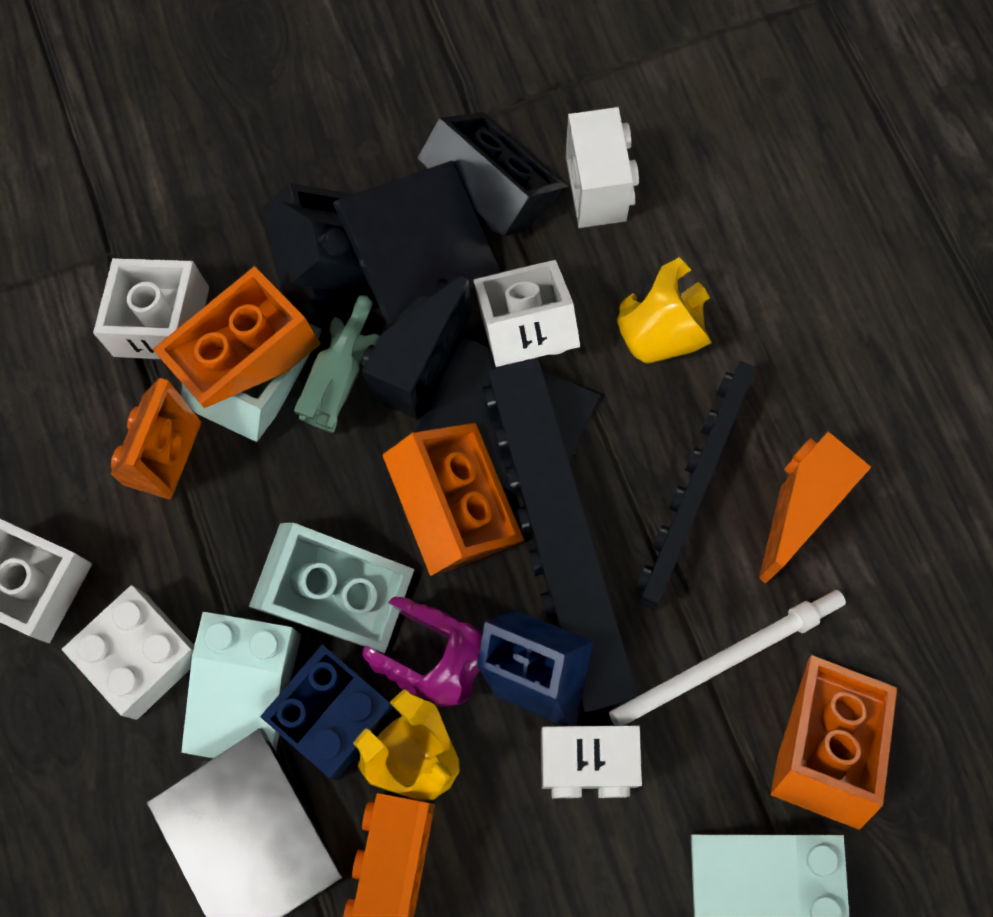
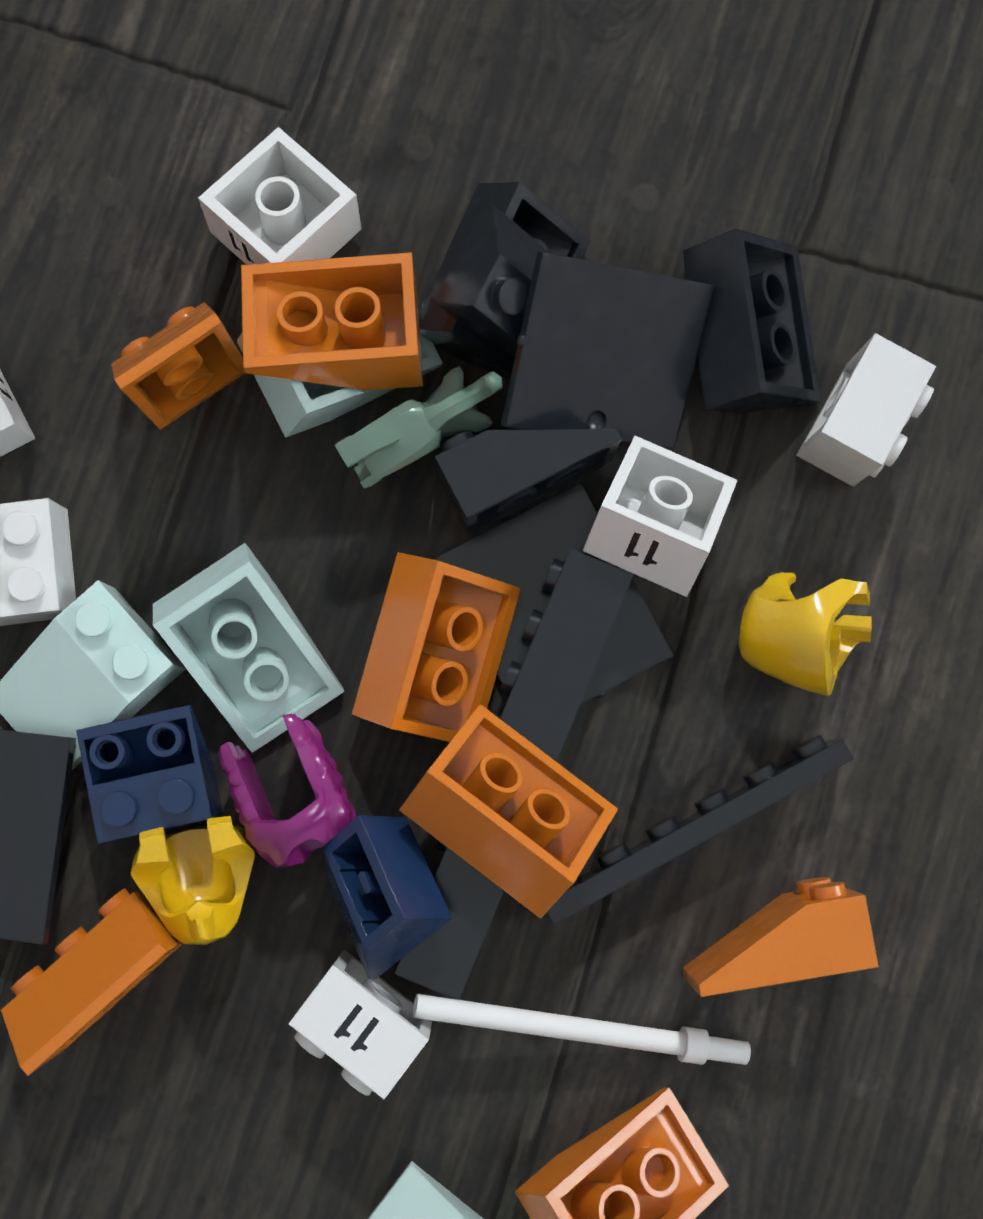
camera: 30 degrees right, 10 degrees up
(577, 551) = (510, 811): none -> orange slope

